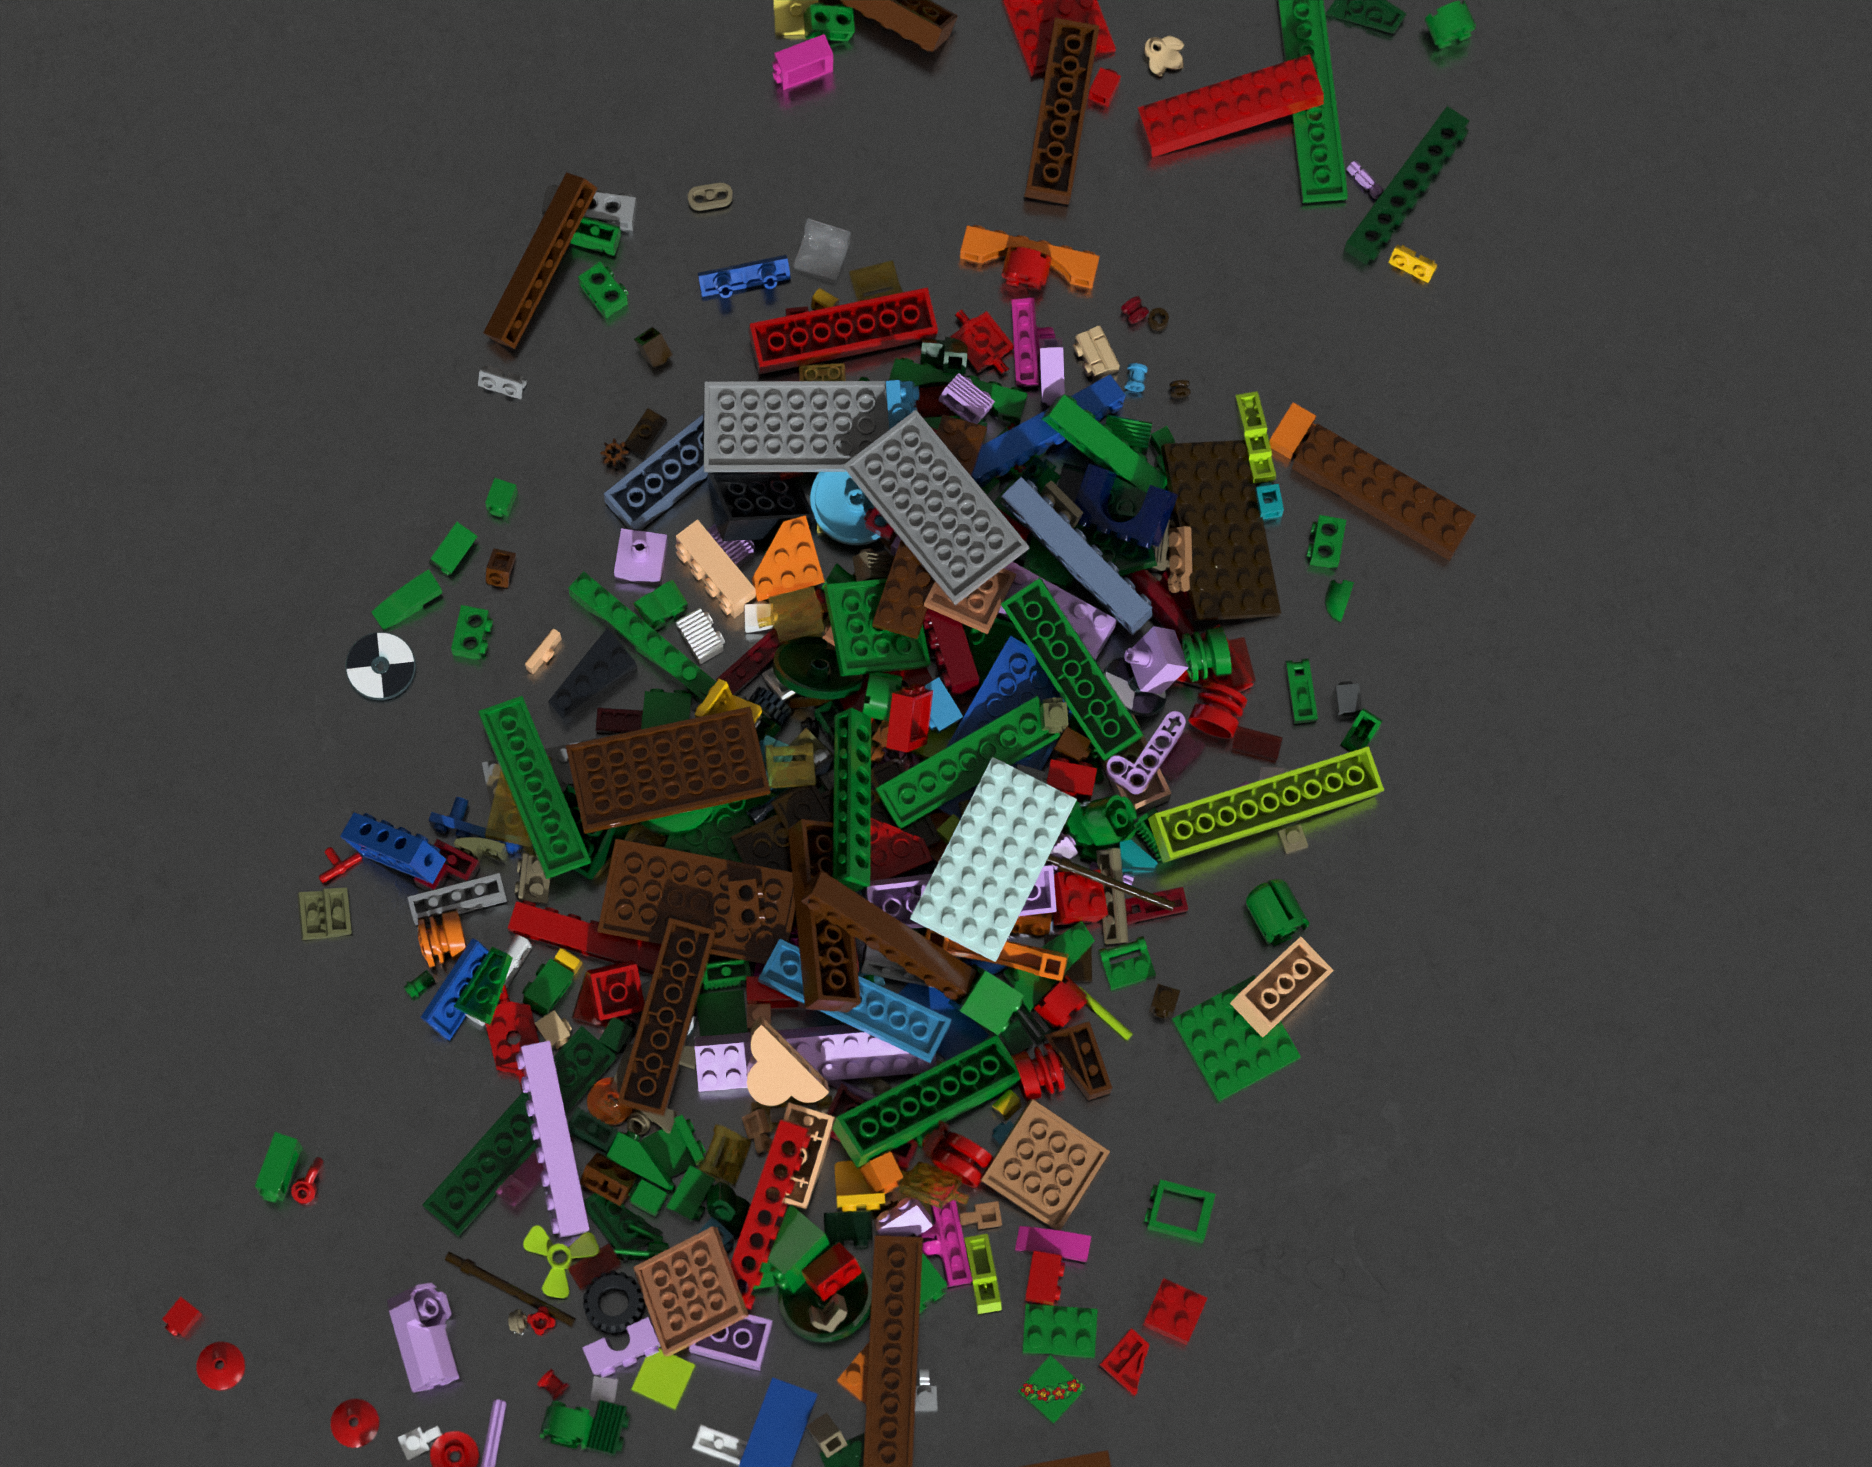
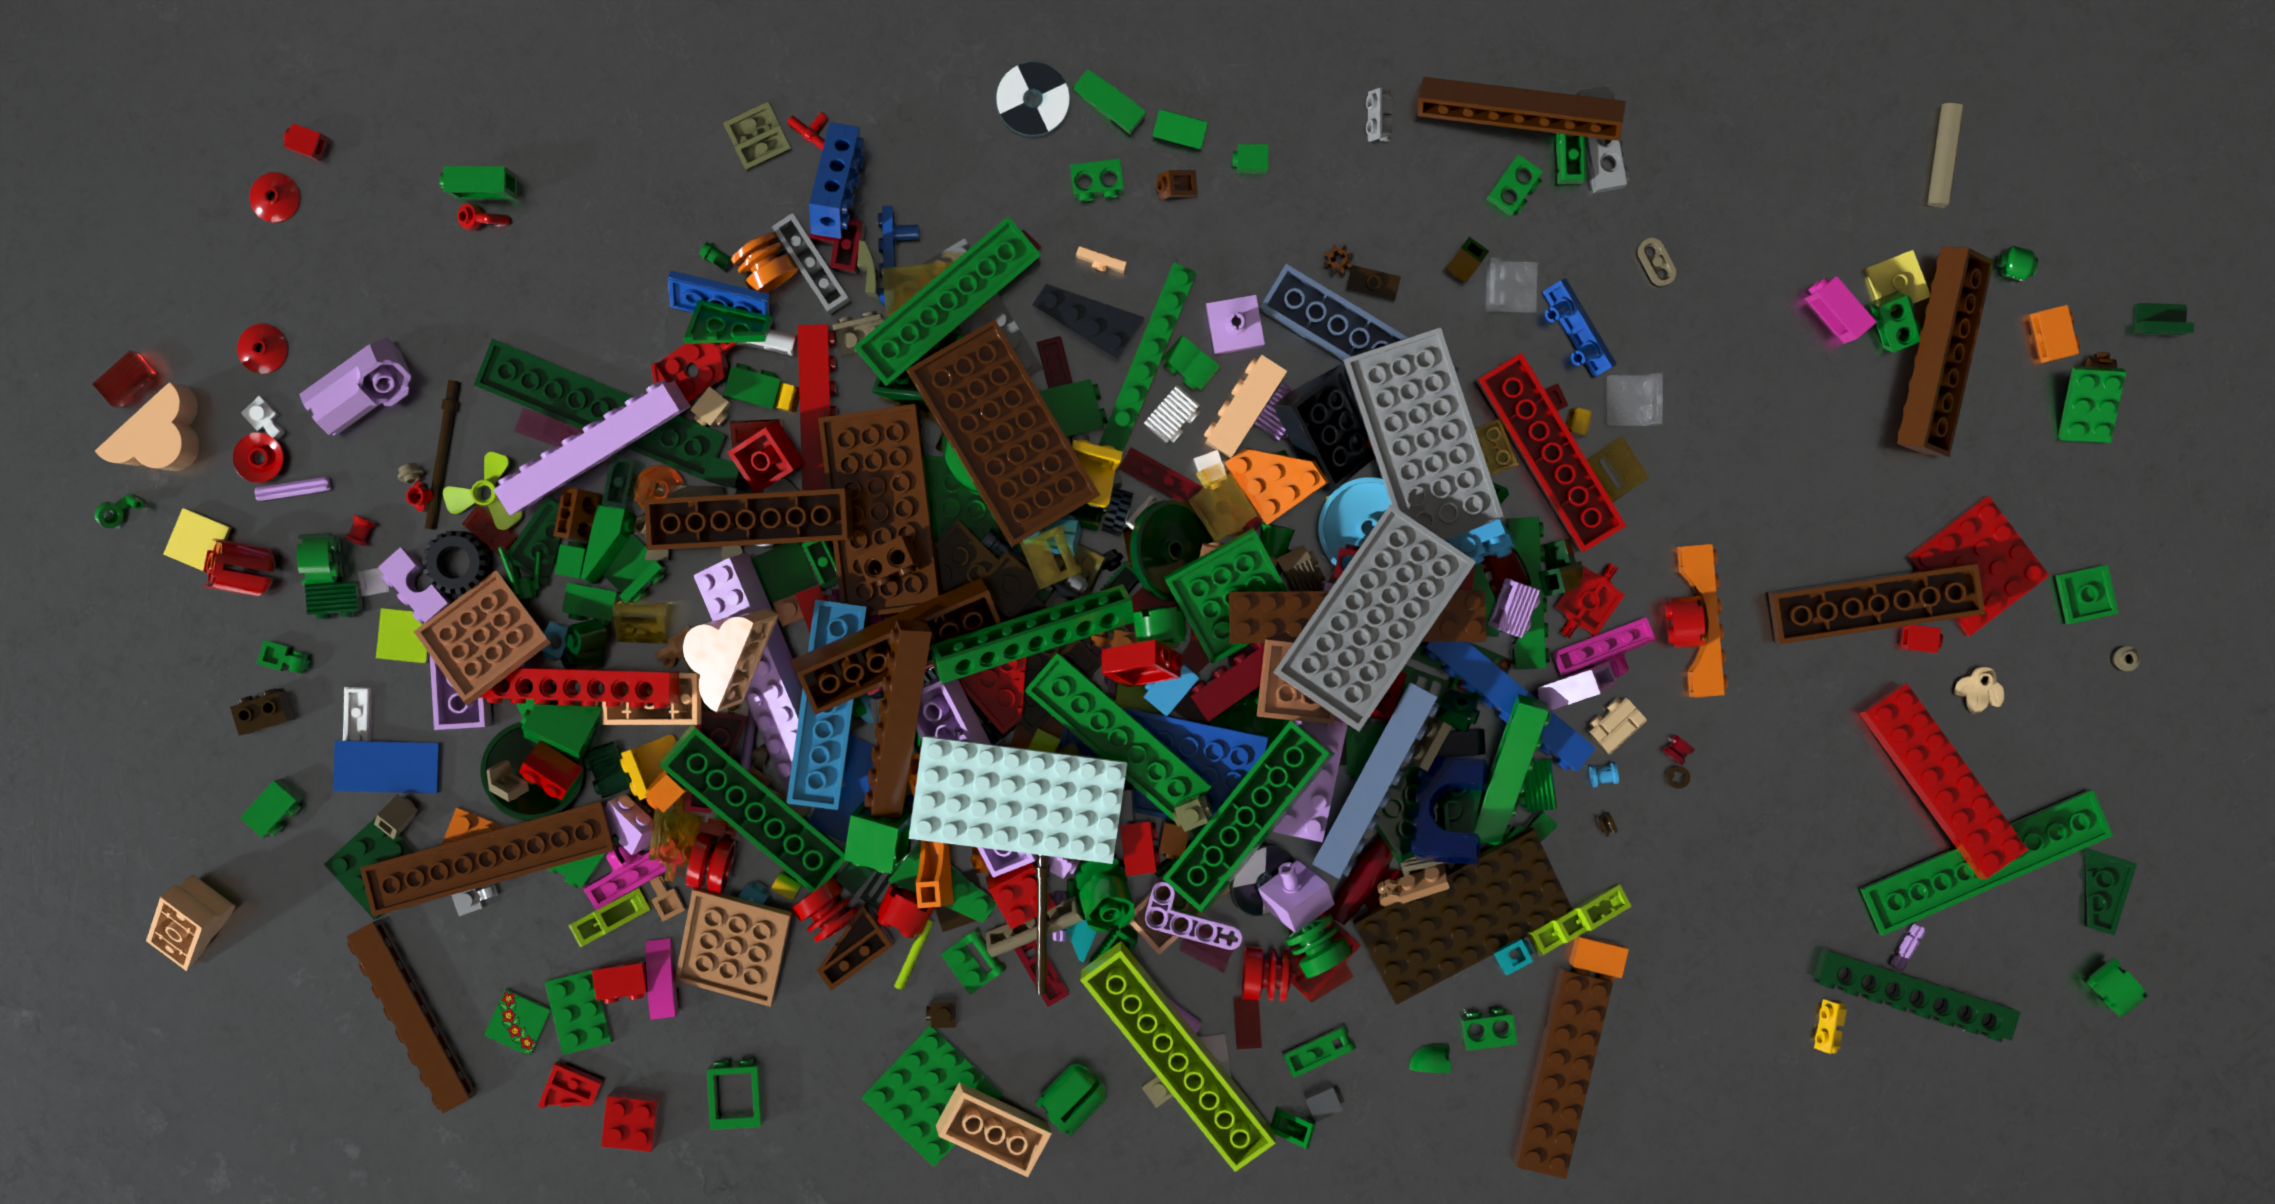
camera: 75 degrees right, 15 degrees up
(688, 320) = (1511, 286): none -> clear bracket

